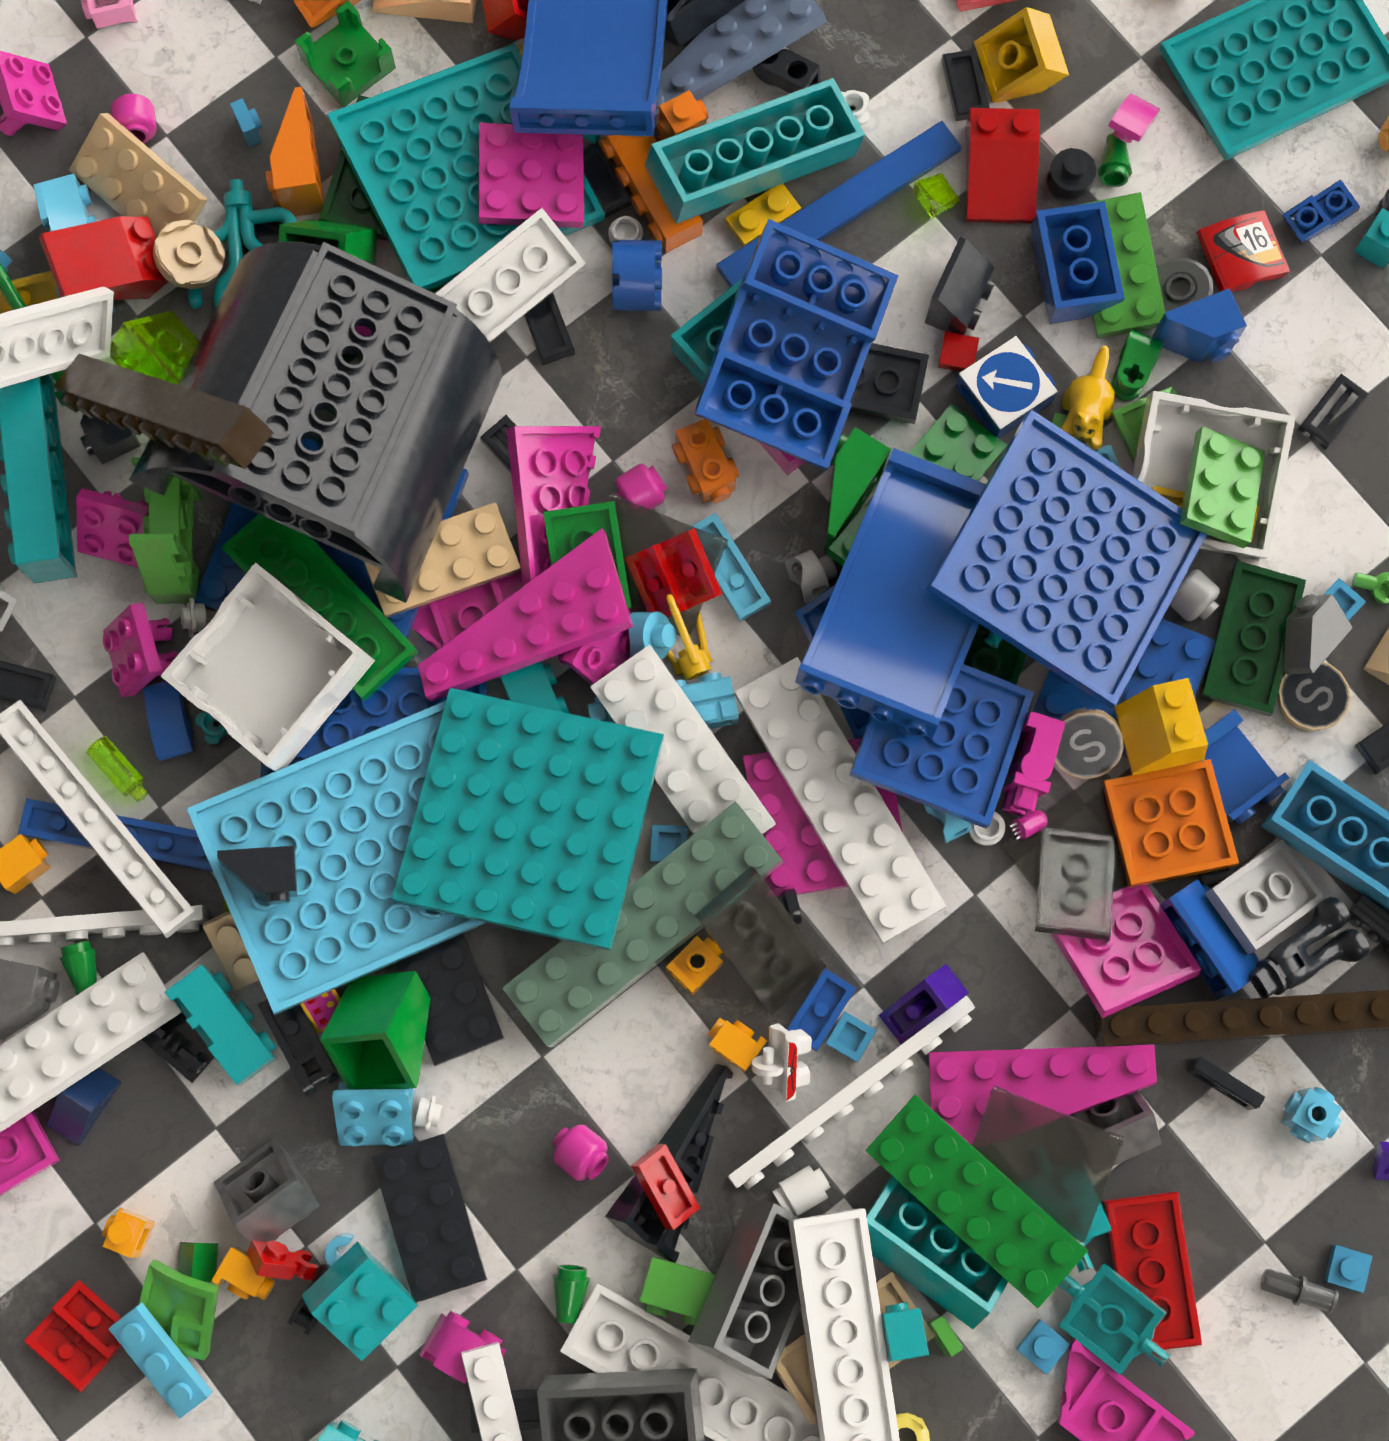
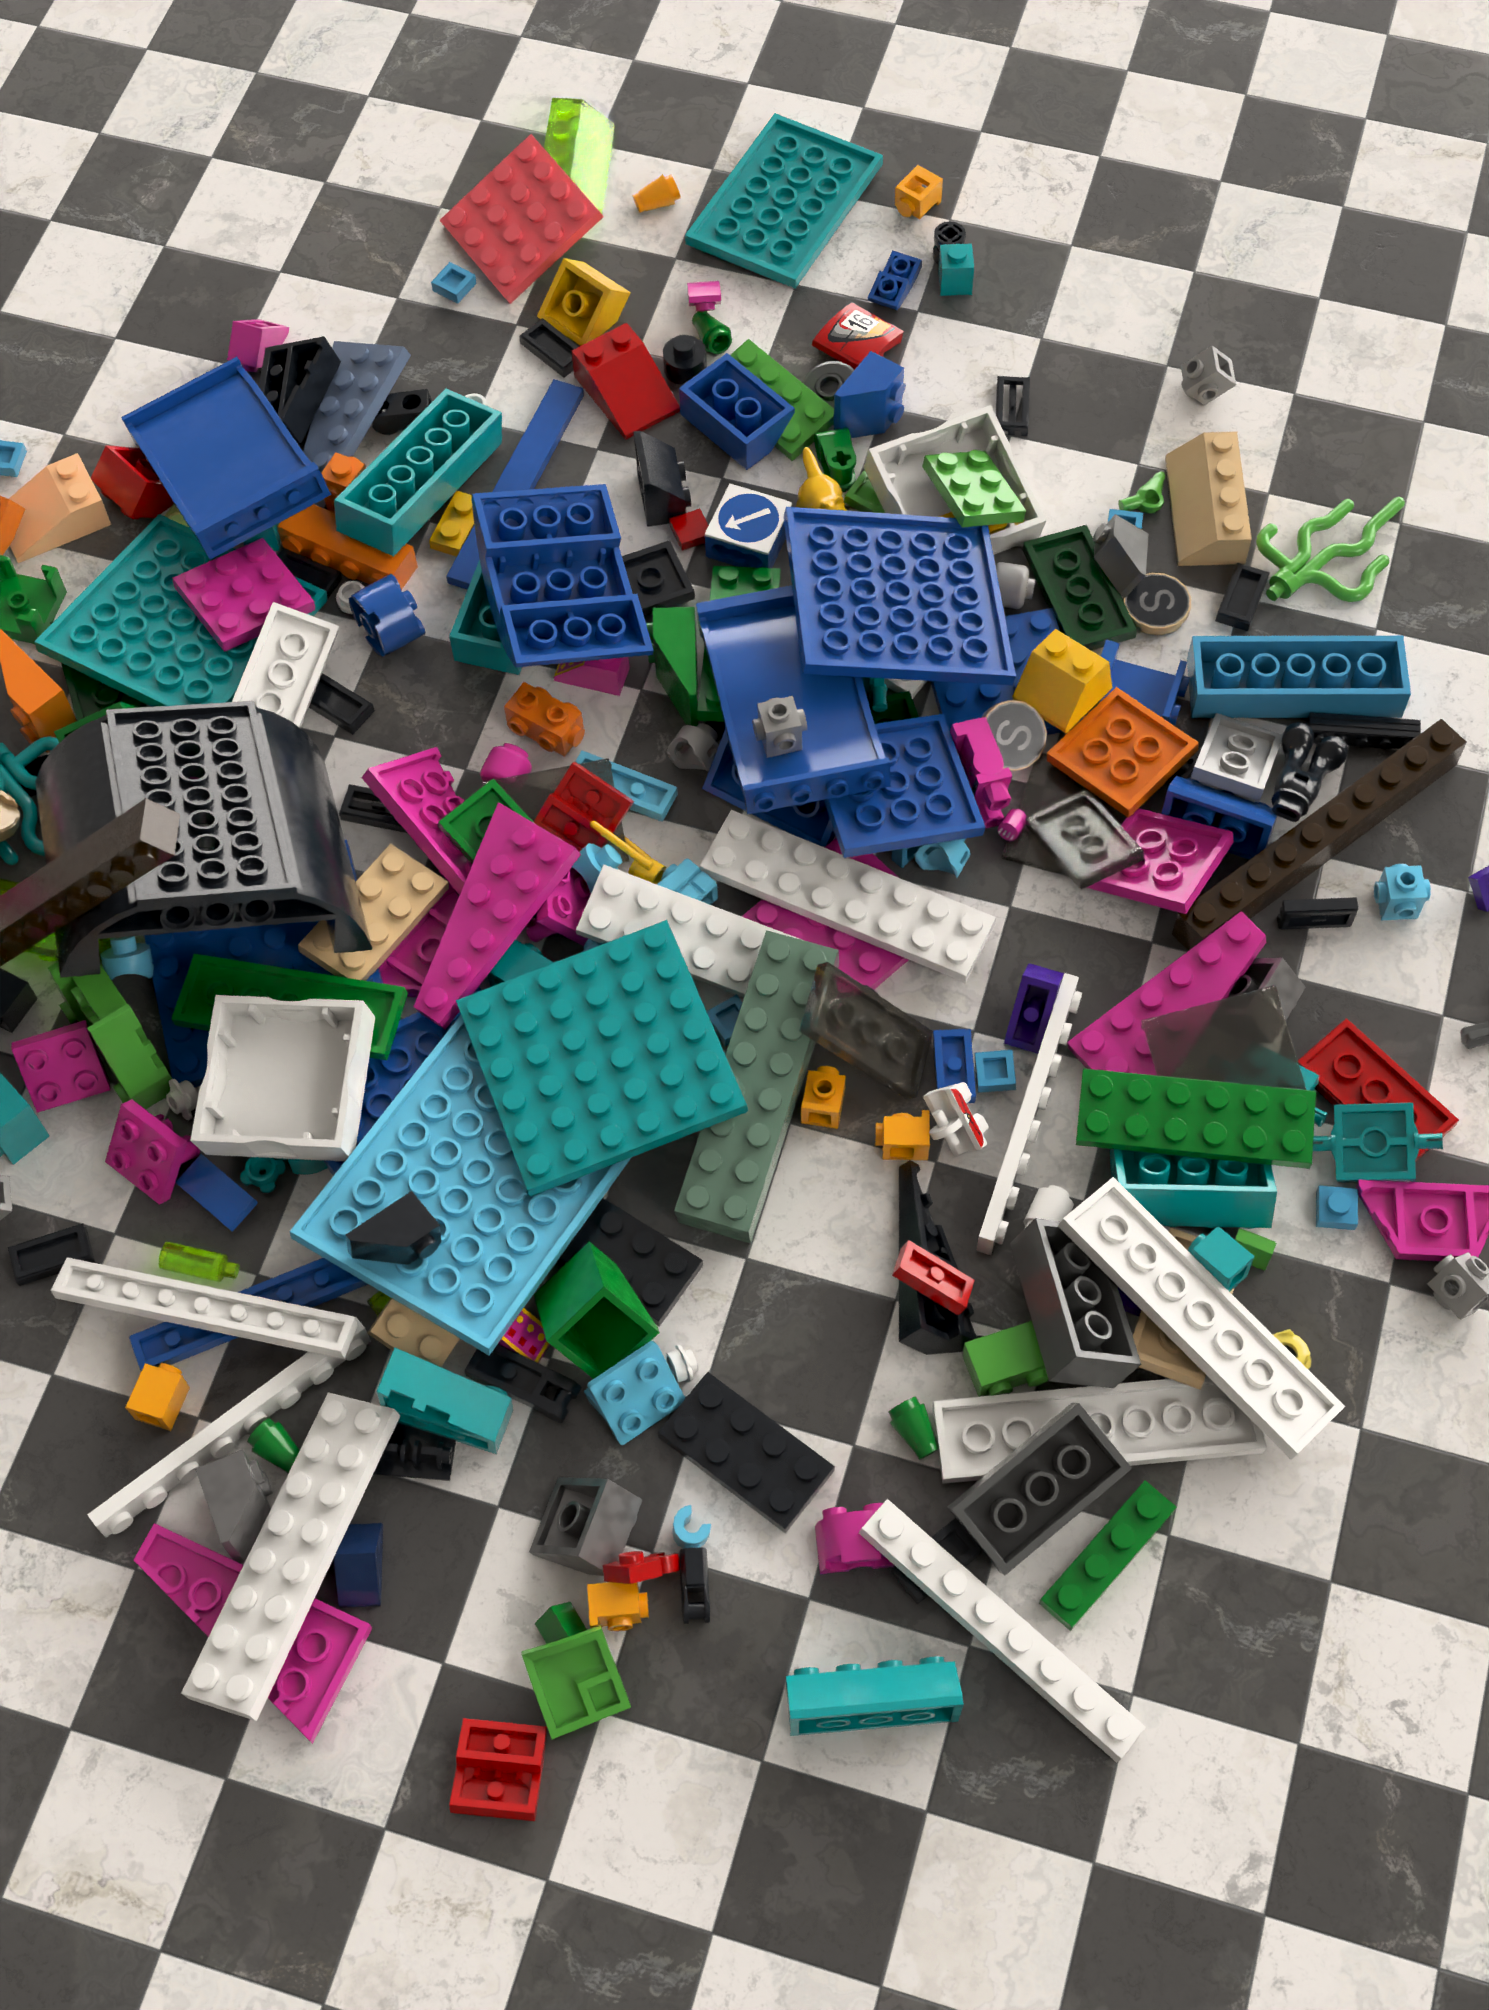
camera: 30 degrees left, 15 degrees down
(127, 1233) = (480, 1643): light orange brick -> none
(160, 1360) = (591, 1732): medium azure plate -> none
(359, 1301) = (737, 1550): teal brick -> none
(580, 1152) = (838, 1306): dark pink head -> none
(866, 635) = (779, 726): none -> light grey brick
(935, 194) = (586, 433): clear neon green slope -> none
(990, 835) = (982, 849): white plate -> none

